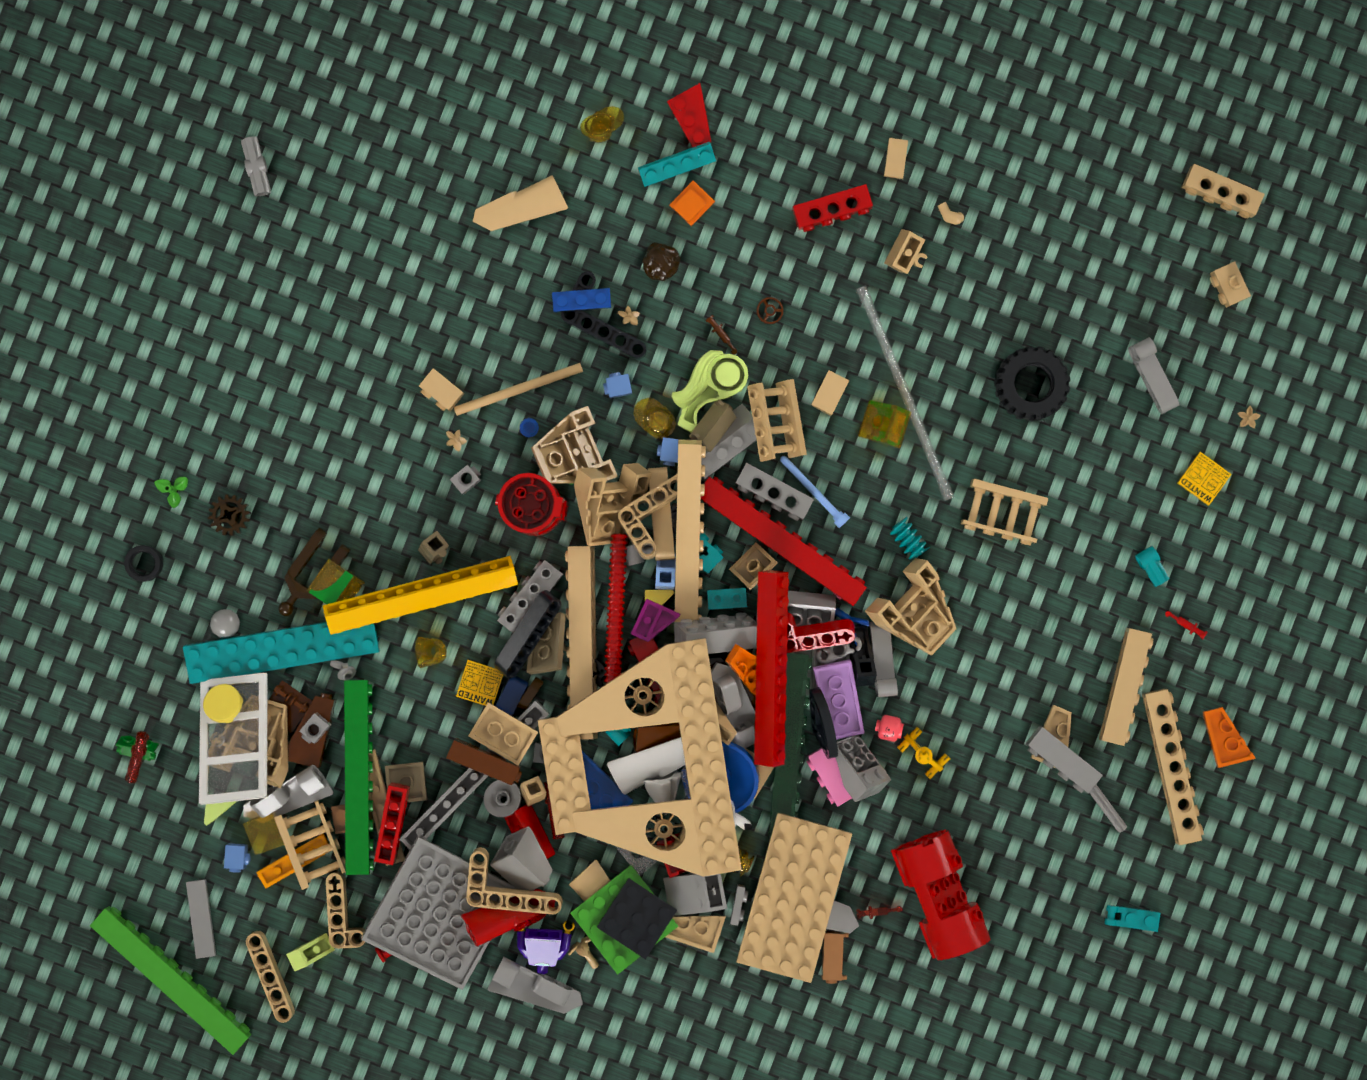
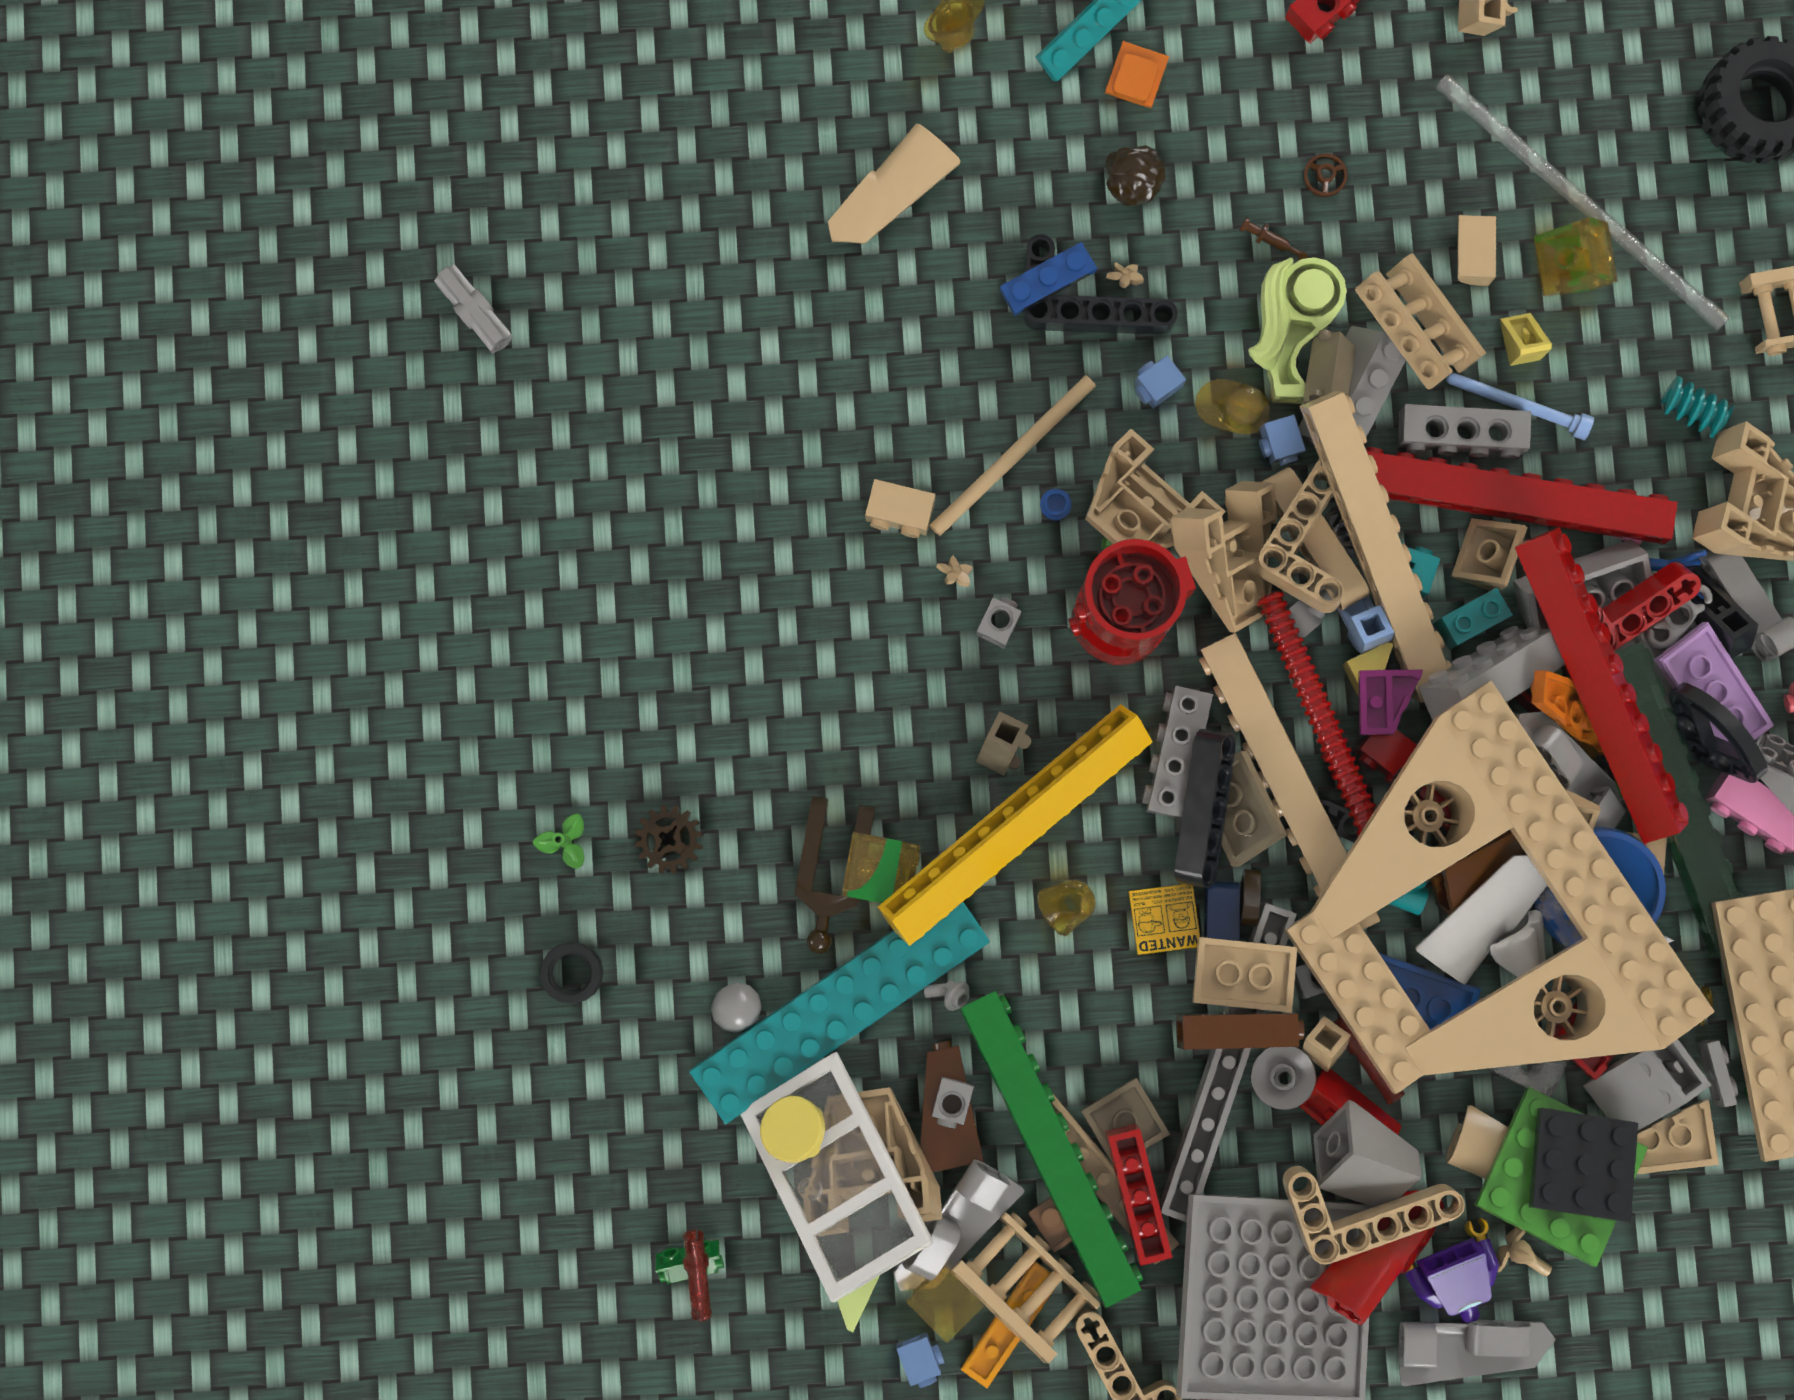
camera: 20 degrees left, 5 degrees down
(296, 703) = (901, 1076): reddish brown hinge -> none
(833, 454) = (1524, 339): none -> light yellow slope

